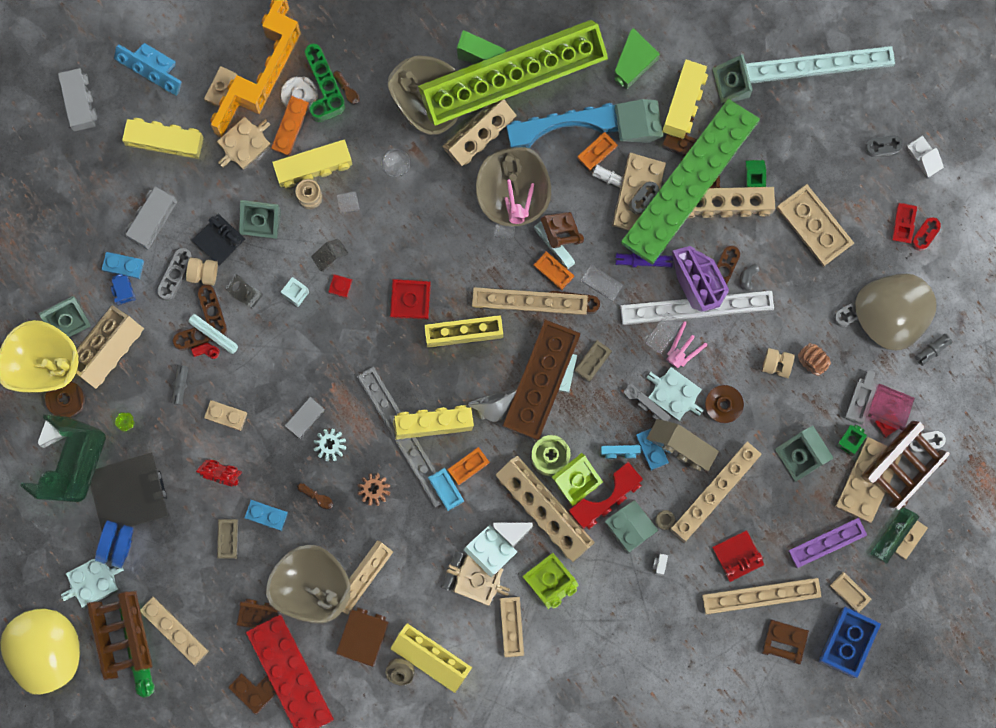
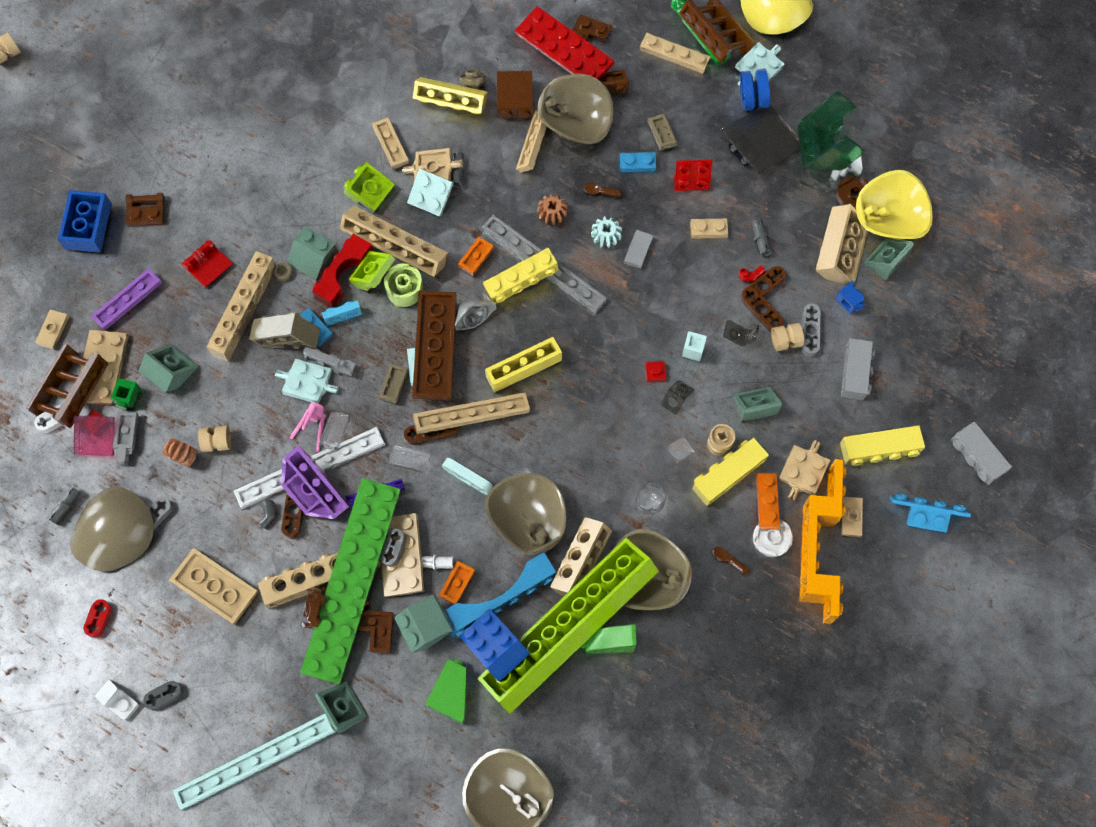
camera: 160 degrees right, 10 degrees down
(123, 265) = (861, 322): dark azure plate -> none
(124, 426) = (794, 189): clear neon green plate -> none
(213, 334) = (751, 285): light aqua axle -> none
(218, 239) = (786, 374): black hinge -> none
(323, 80) = (758, 554): green beam -> none
(410, 299) = (585, 382): red tile -> none
(446, 489) = (488, 229): medium azure tile -> none
(512, 531) = (417, 215): white slope -> none
(515, 211) = (514, 485): bright pink plant -> none
(553, 270) = (459, 452): orange plate -> none
(561, 224) = (469, 493): reddish brown plate -> none
(584, 77) = (494, 645): none -> blue brick
(660, 564) = (275, 231): white plate -> none
(684, 99) = (384, 665): light yellow brick -> none
(728, 395) = (253, 378): reddish brown dish -> none
(731, 169) = (312, 607): none -> reddish brown plate
(755, 173) = (288, 614): green brick -> none
(761, 596) = (175, 237): tan plate -> none
(850, 592) = (96, 267): tan tile -> none
(894, 535) = (64, 324): clear green tile -> none
(904, 223) = (123, 622): red slope -> none

